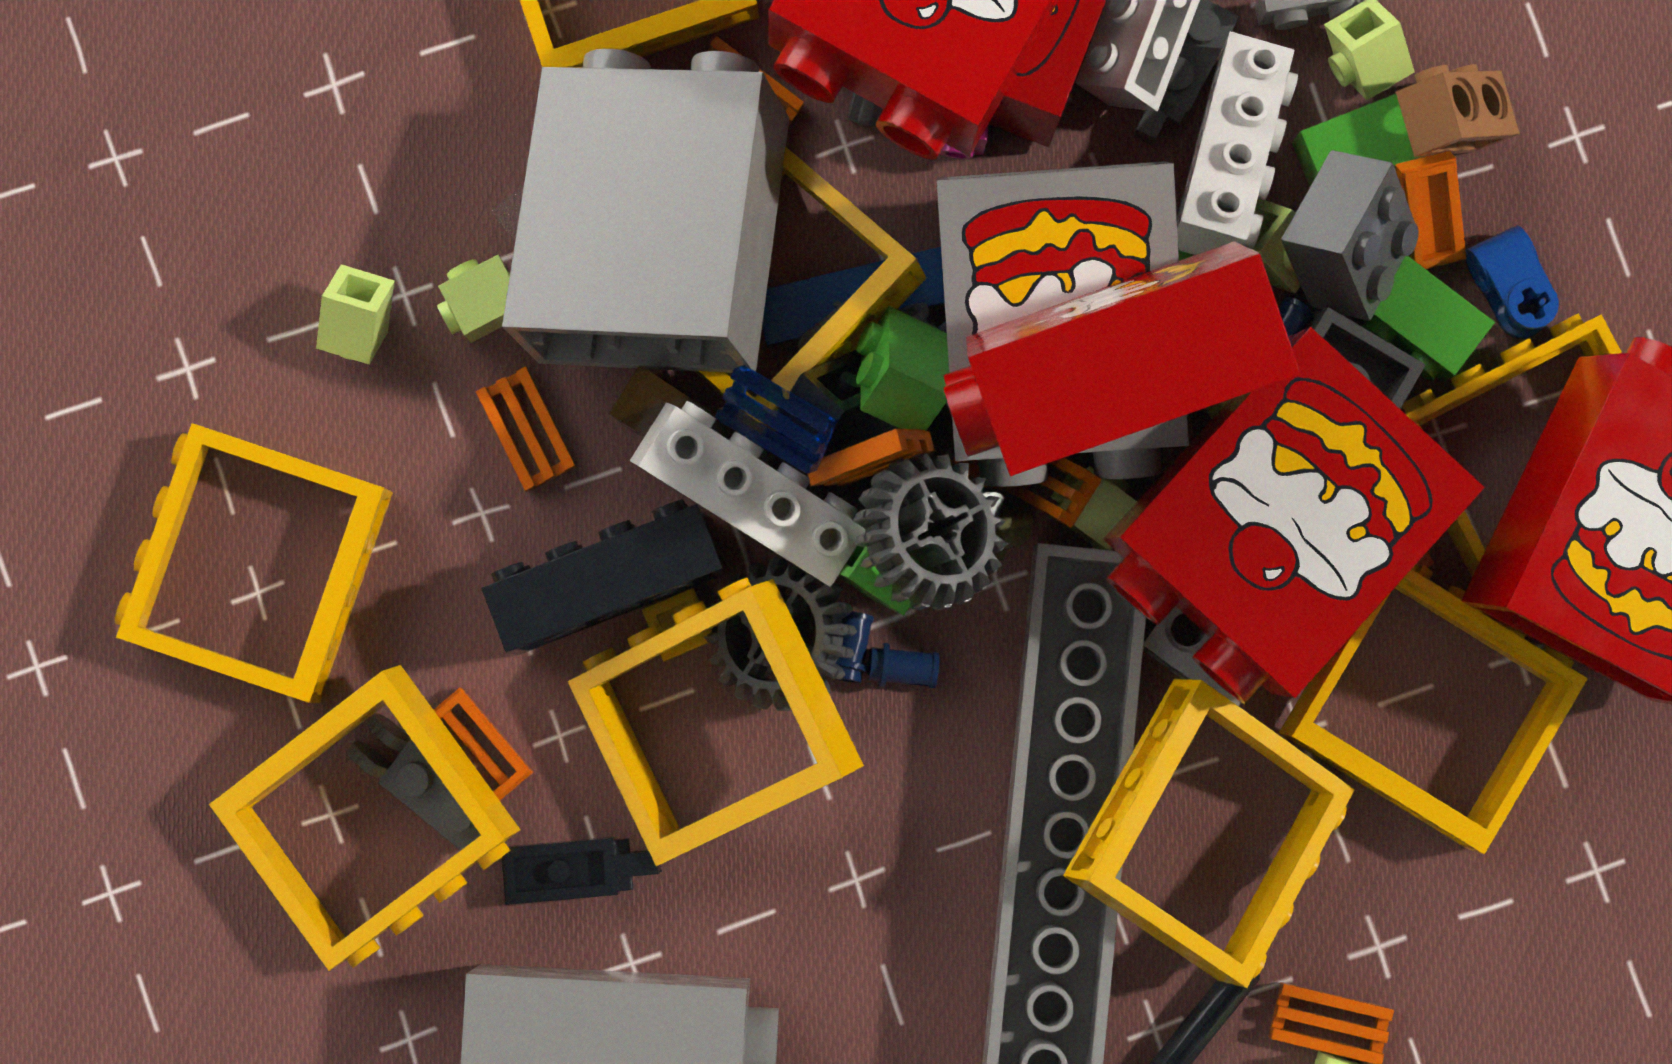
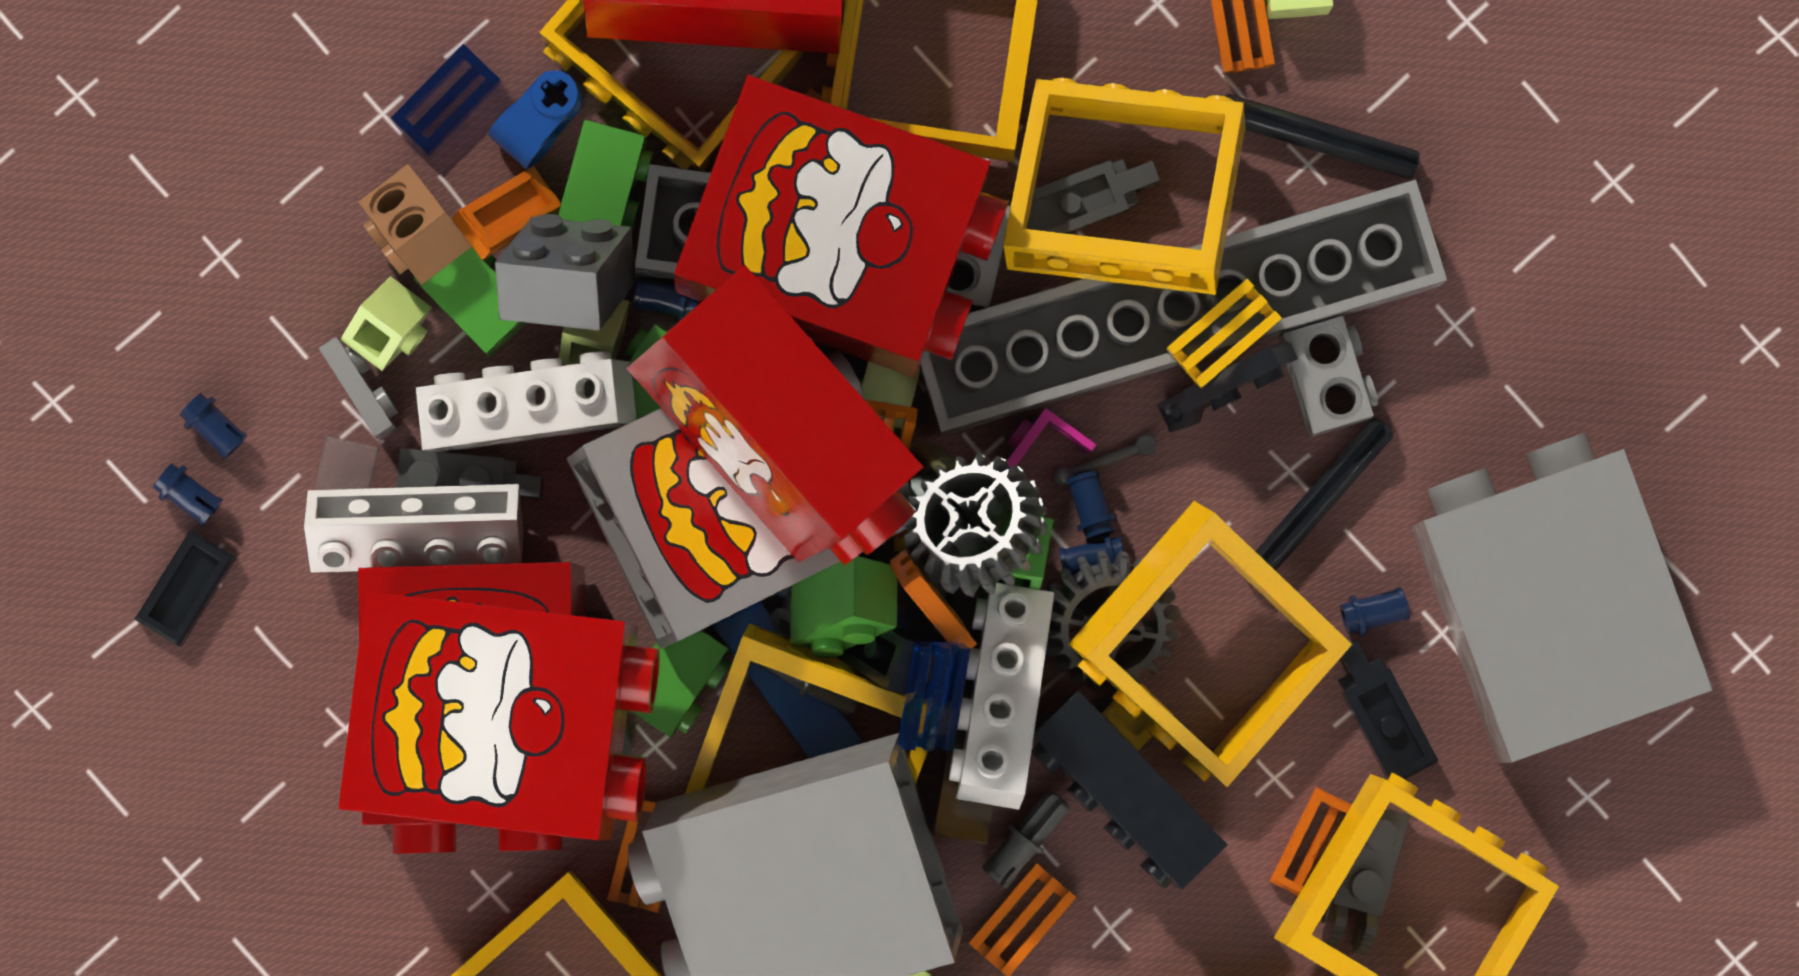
camera: 115 degrees left, 0 degrees up
(602, 464) = (1026, 838): none -> dark grey axle
(681, 904) = (1374, 611): none -> dark blue pin
(817, 902) = (1325, 493): none -> black axle
(899, 188) = (683, 676): none -> bright green brick
(936, 941) = (1313, 379): none -> light grey brick
(941, 746) = (1144, 445): none -> dark grey hinge
(965, 845) = (1261, 368): none -> black hinge
(1000, 634) = (1028, 433): none -> dark pink bracket
(1035, 914) = (1258, 303): none -> yellow tile
(1212, 794) = (1089, 196): none -> dark grey hinge
(1547, 211) = (416, 131): none -> clear blue tile

